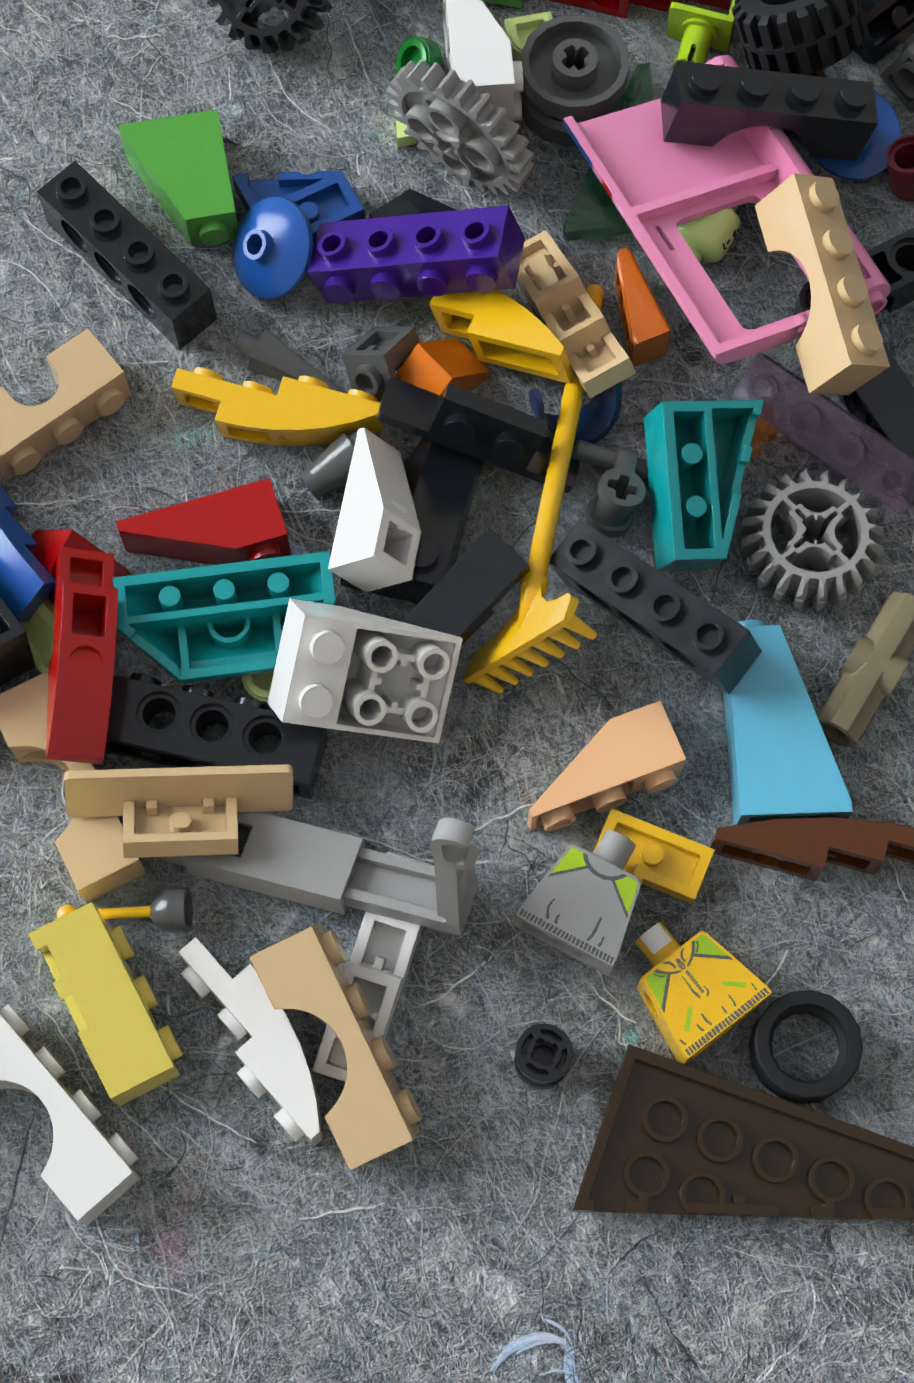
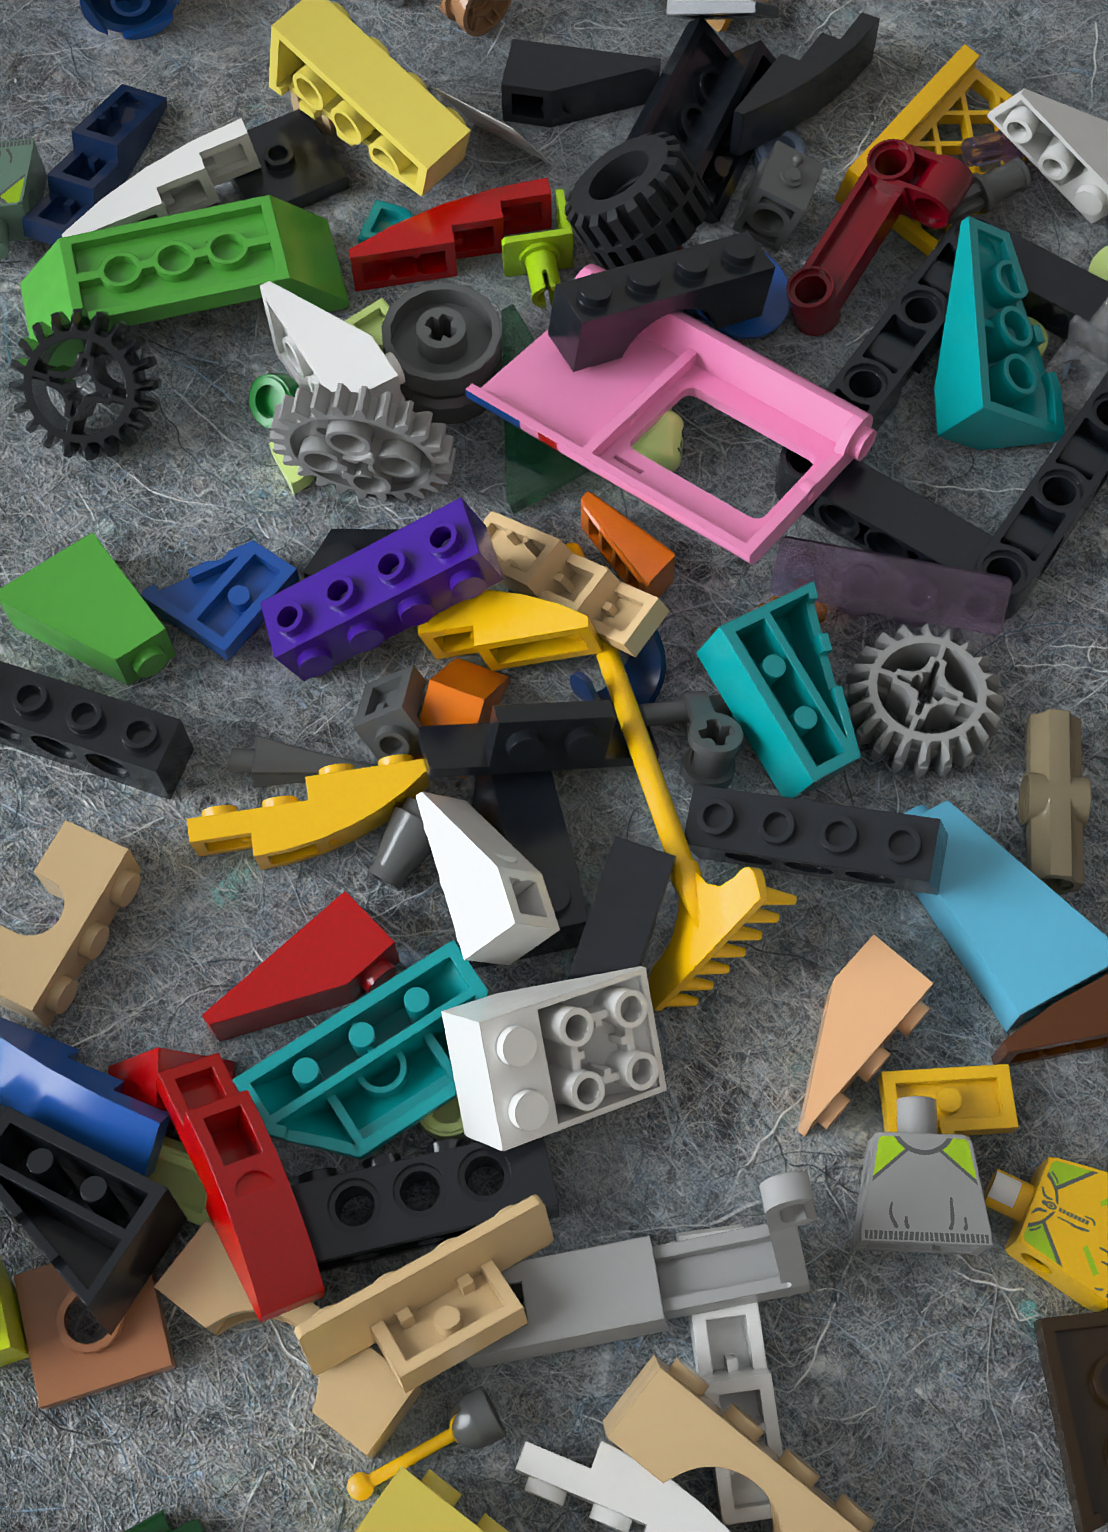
camera: 25 degrees left, 5 degrees down
(273, 248) = (239, 647): blue dish -> none
(538, 1064) = (949, 1386): black wheel -> none
(841, 337) = (859, 485): tan arch -> none

